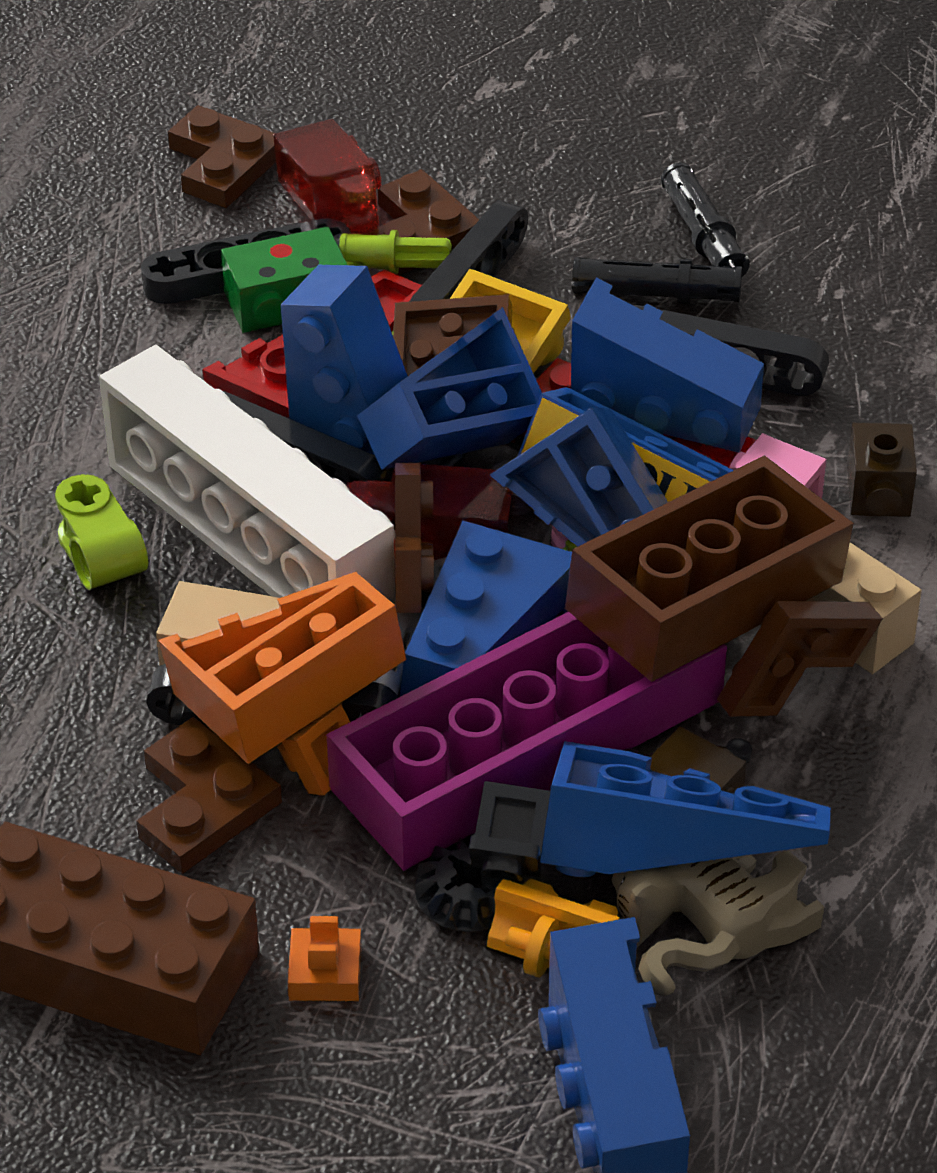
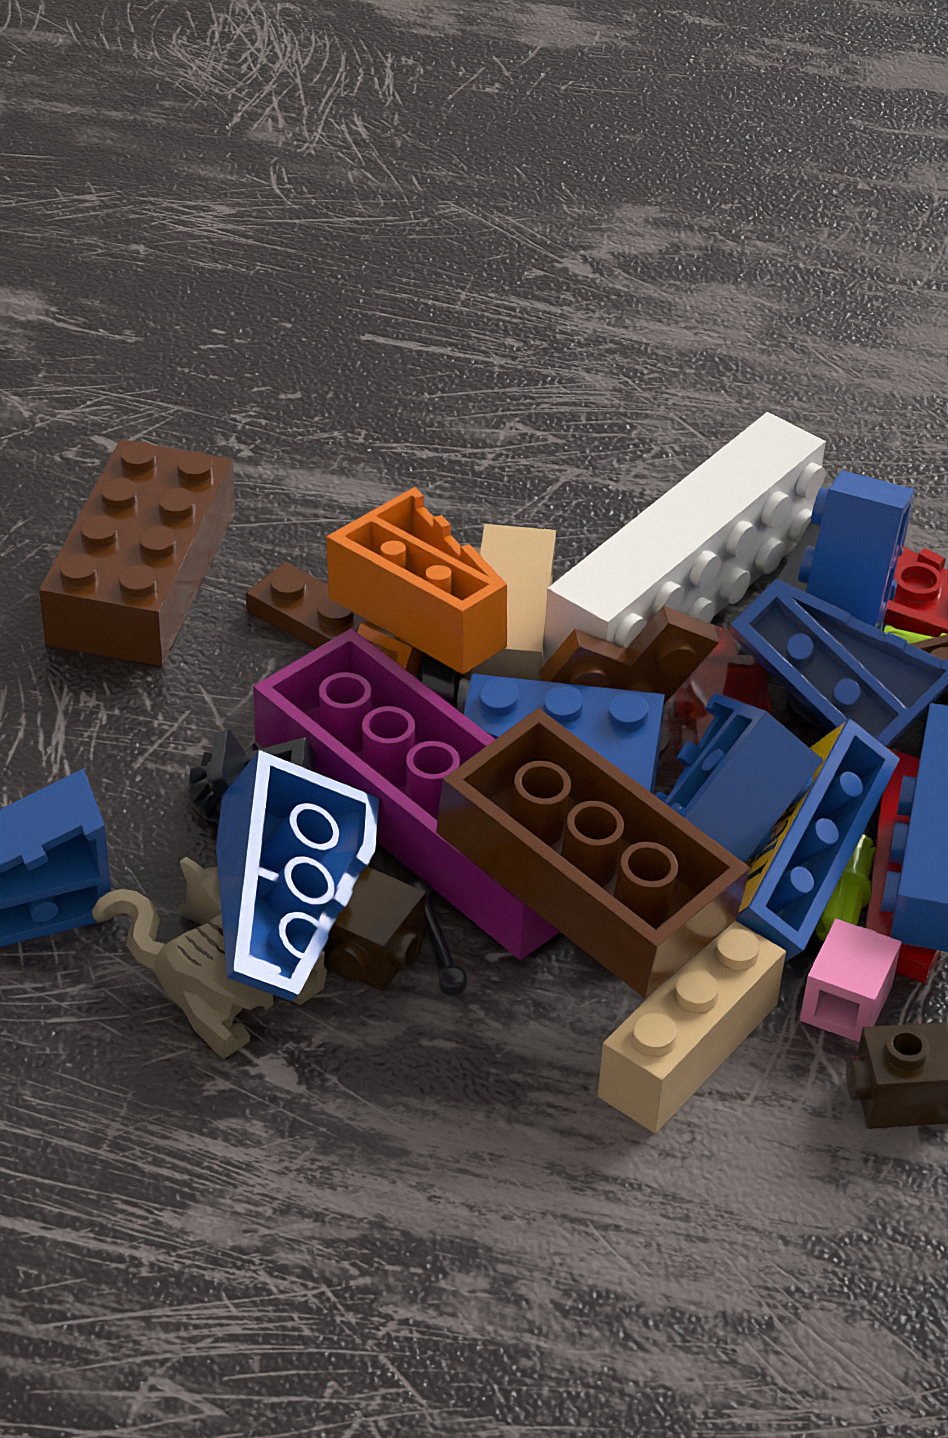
camera: 80 degrees right, 0 degrees up
(98, 532) = (627, 484): lime piece -> none
(324, 961) = (139, 699): orange tile -> none
(528, 915) = (149, 824): light orange hips -> none
(788, 642) = (538, 965): reddish brown plate -> none

